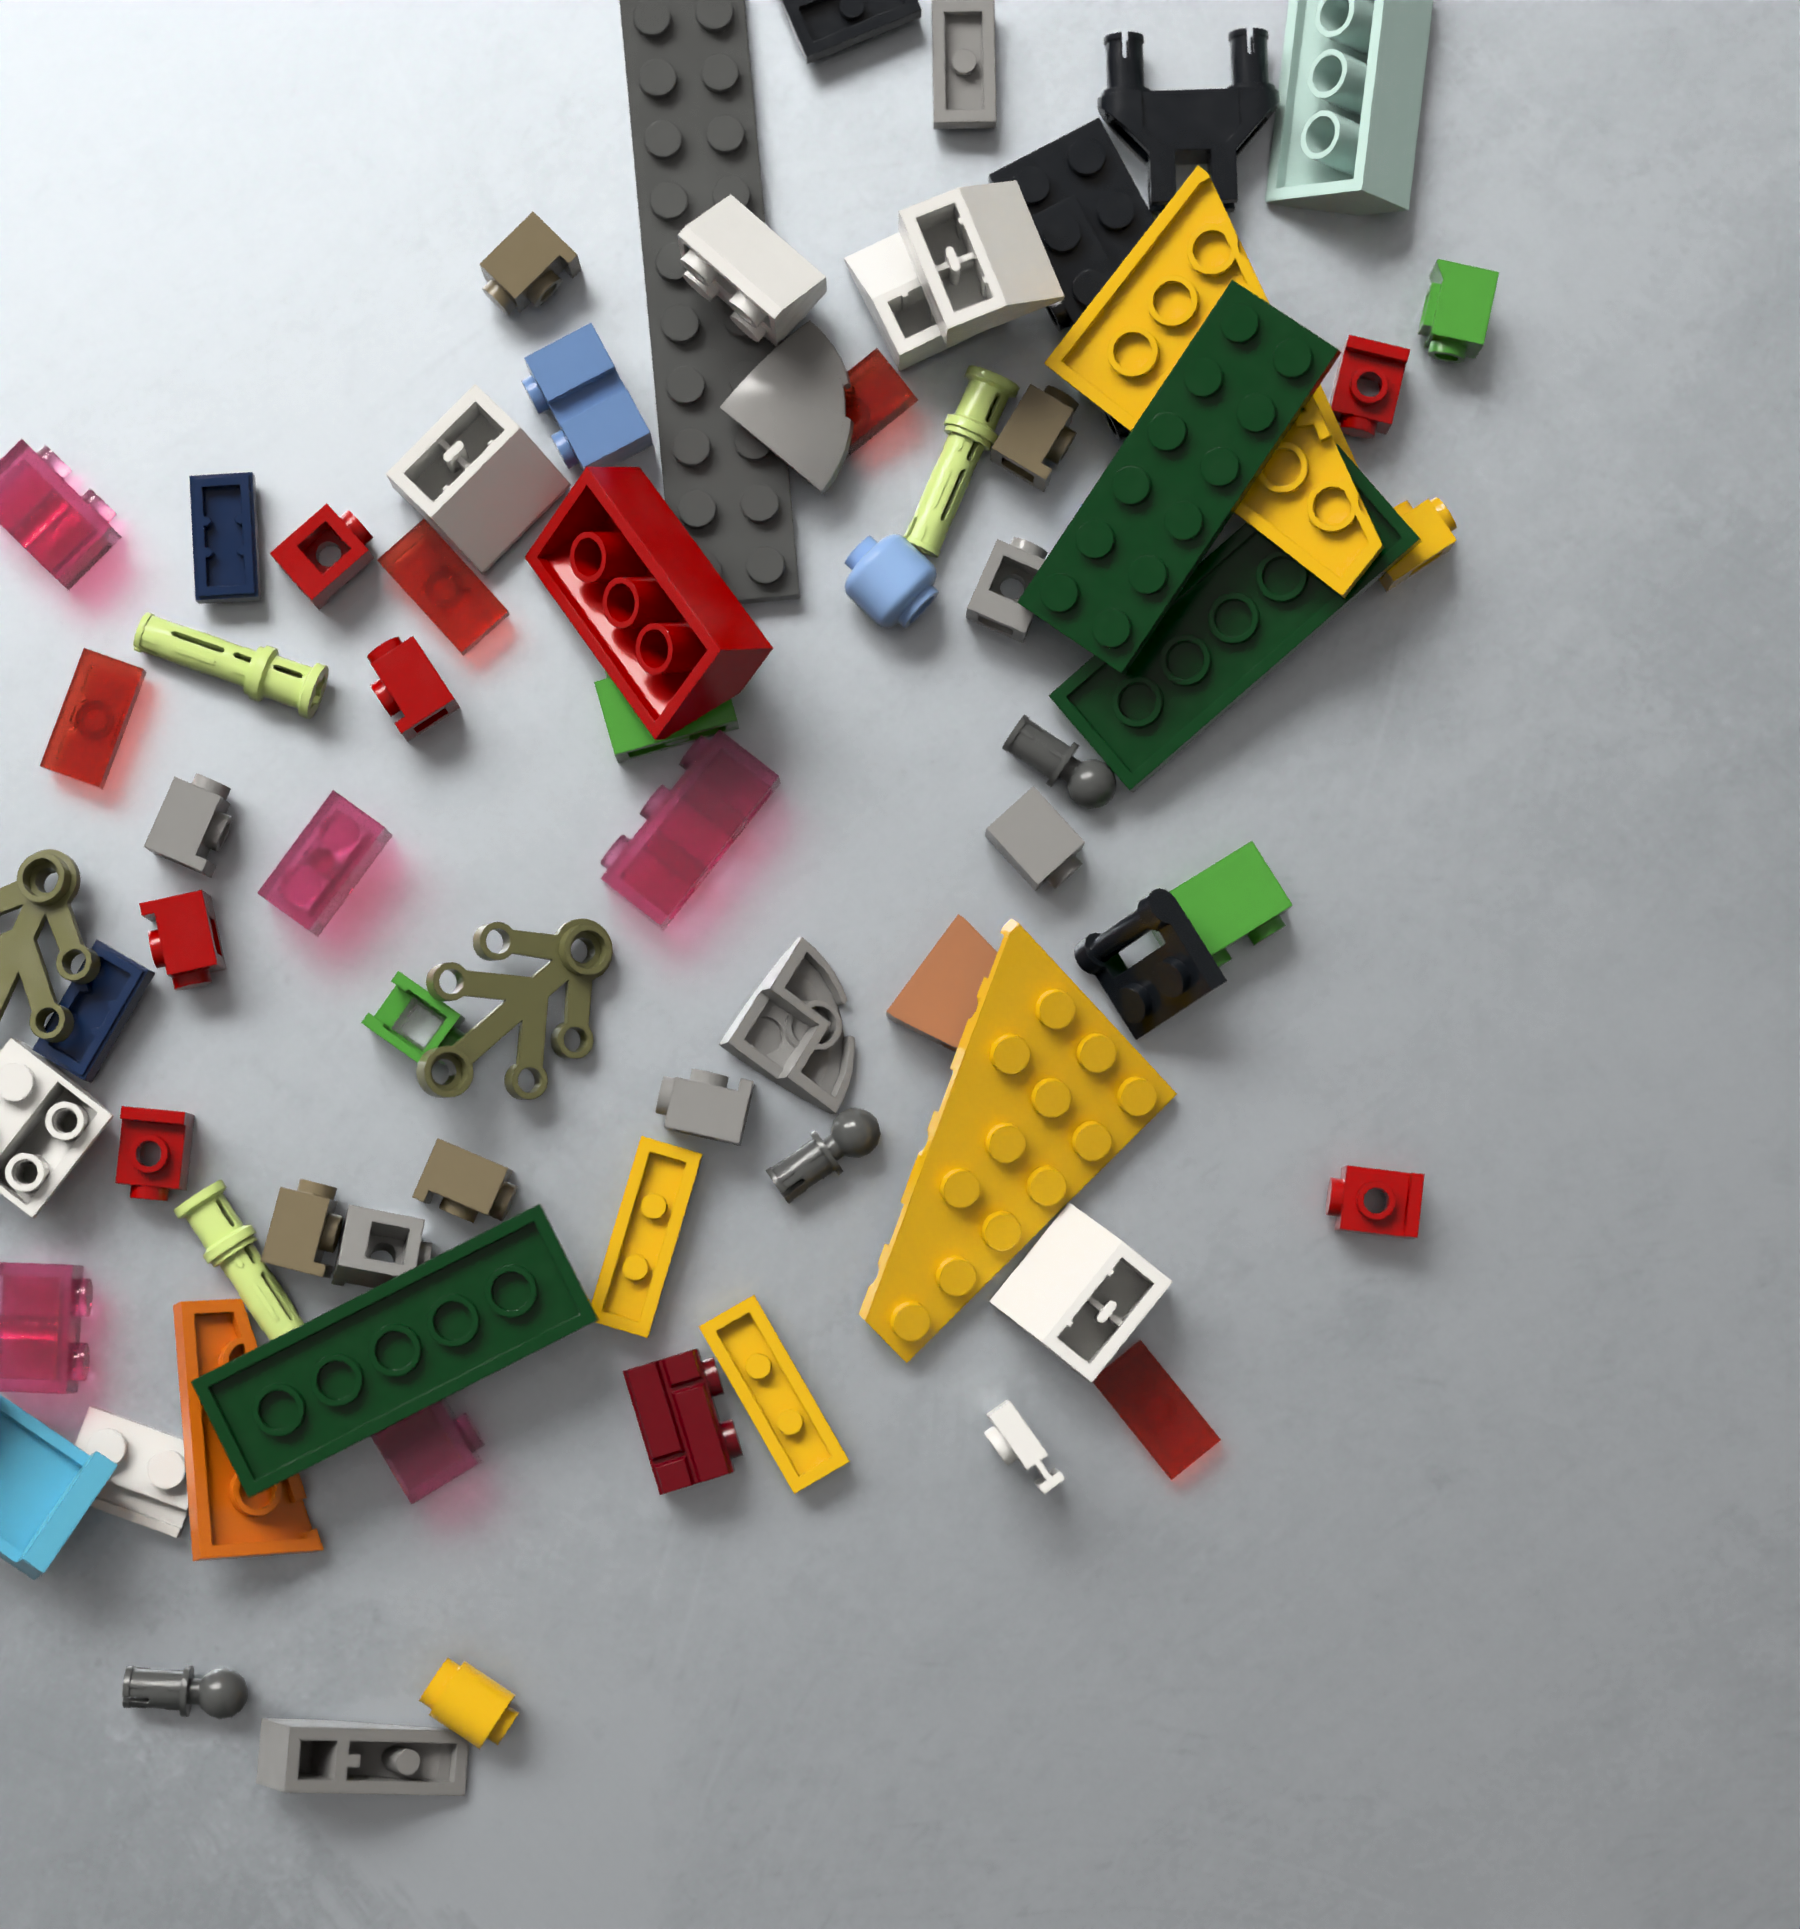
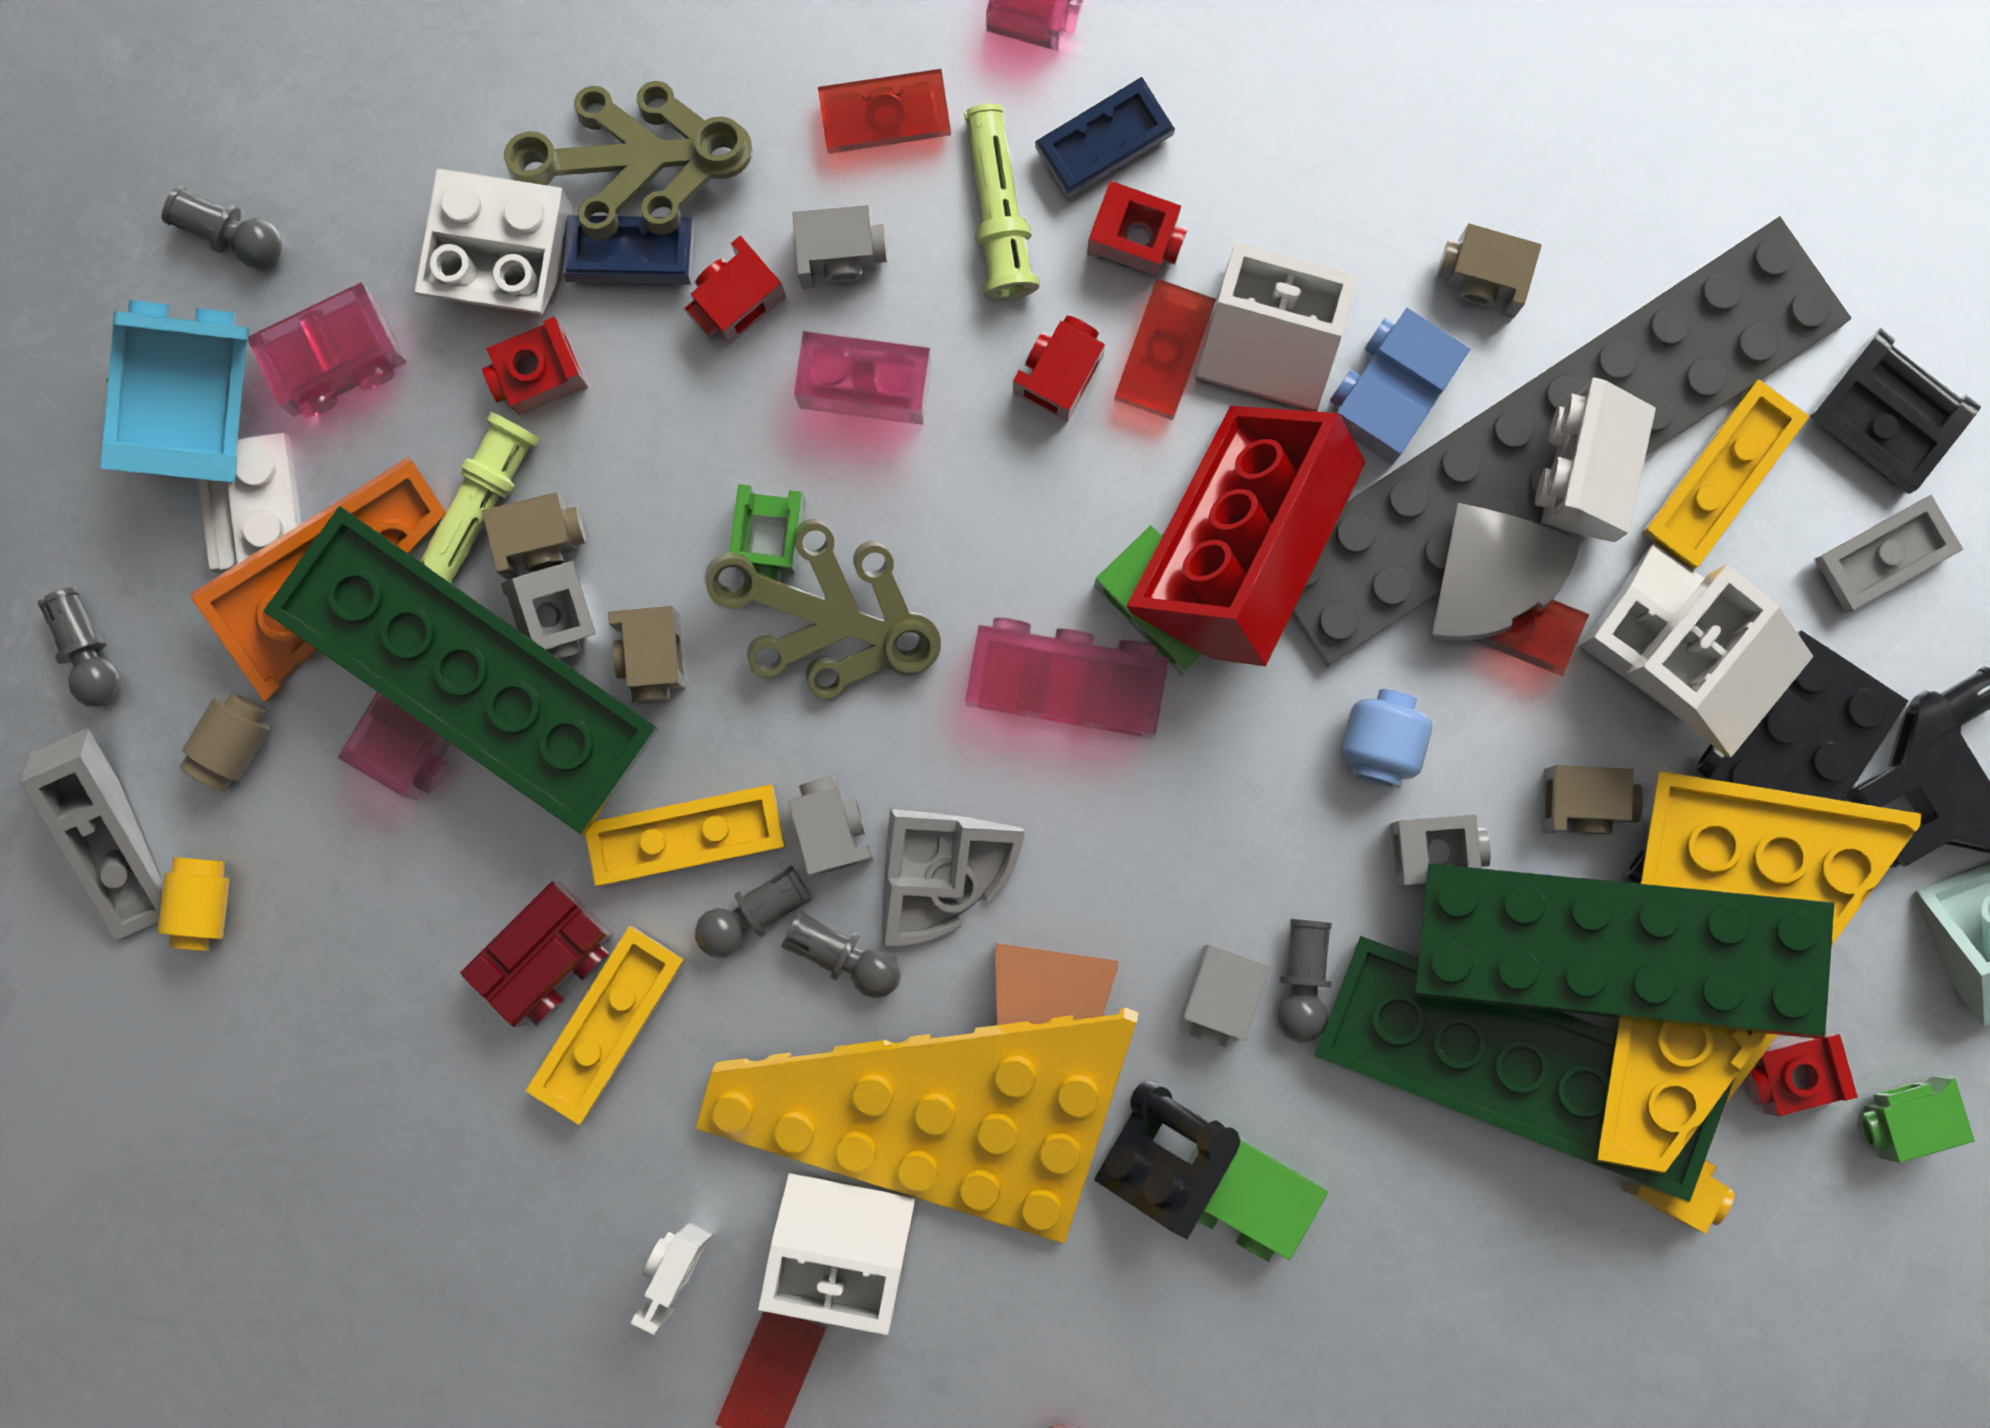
camera: 70 degrees right, 0 degrees up
(339, 1602) = (224, 741): none -> dark tan brick
(746, 1247) = (723, 931): none -> dark grey pin
(819, 164) = (1725, 474): none -> yellow plate
(968, 435) = (1556, 738): yellowish green pin -> none

